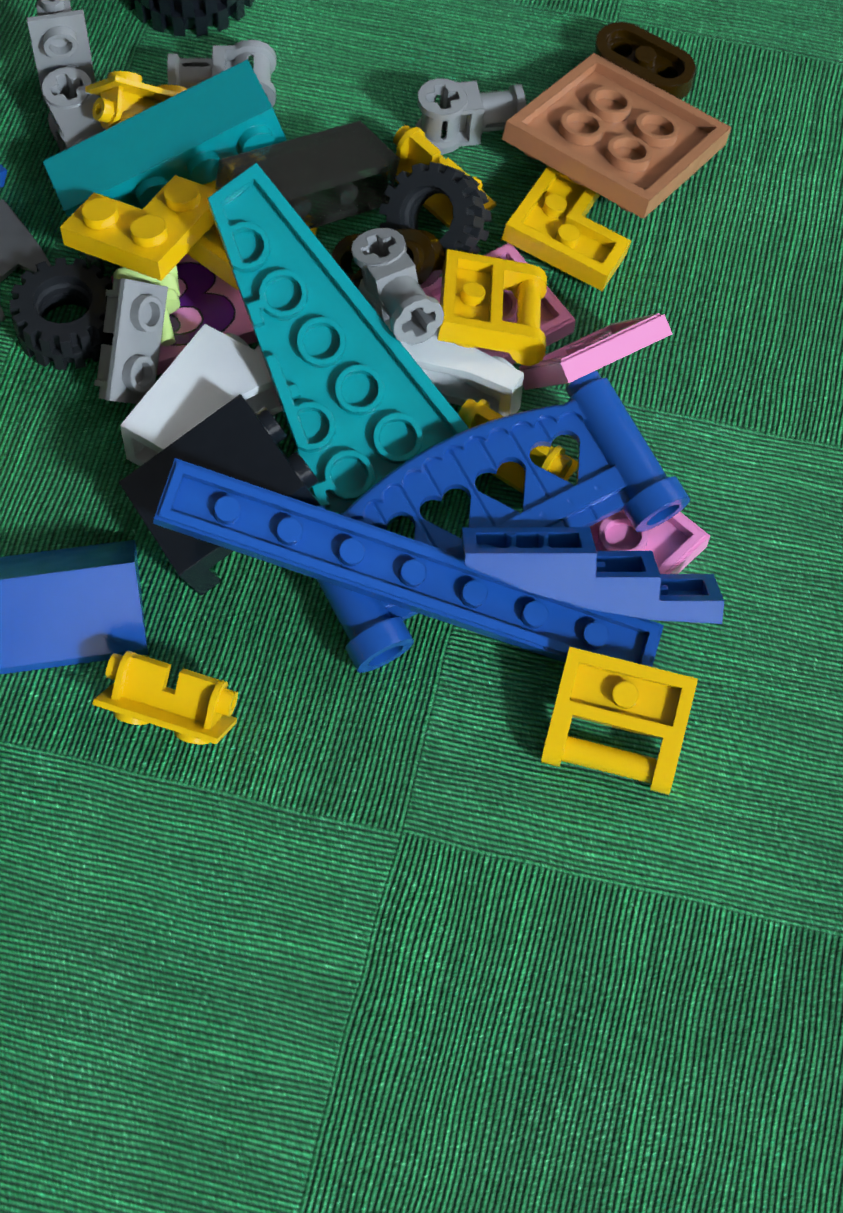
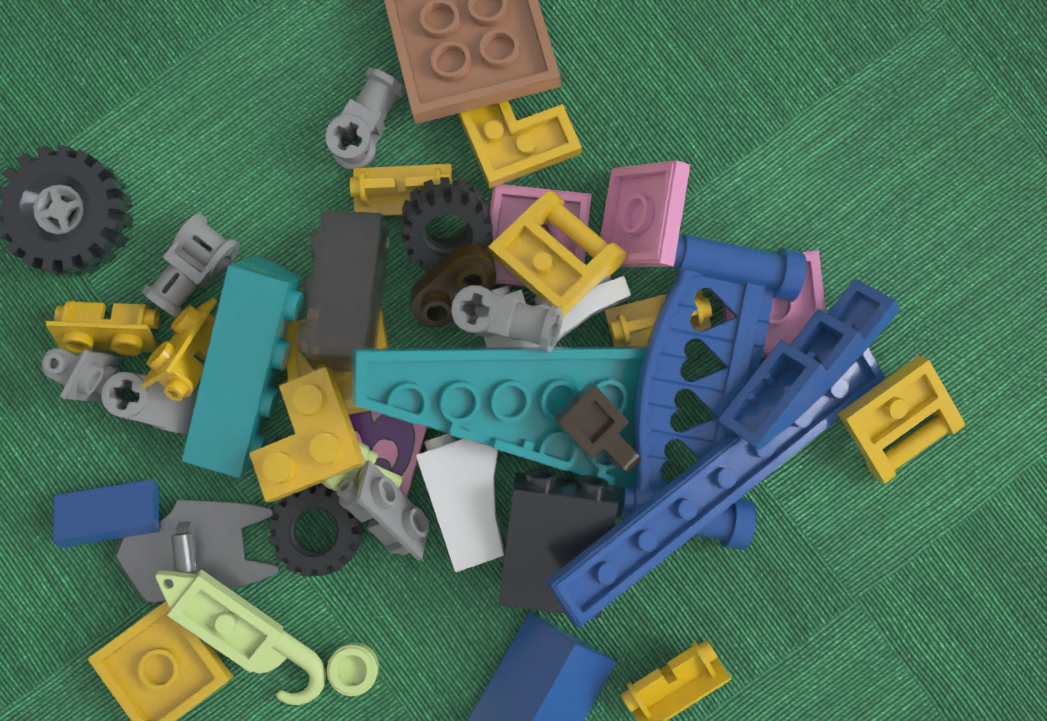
camera: 45 degrees left, 25 degrees up
(114, 50) = (84, 327): none -> yellow hinge
(362, 425) = (595, 427): none -> dark brown plate

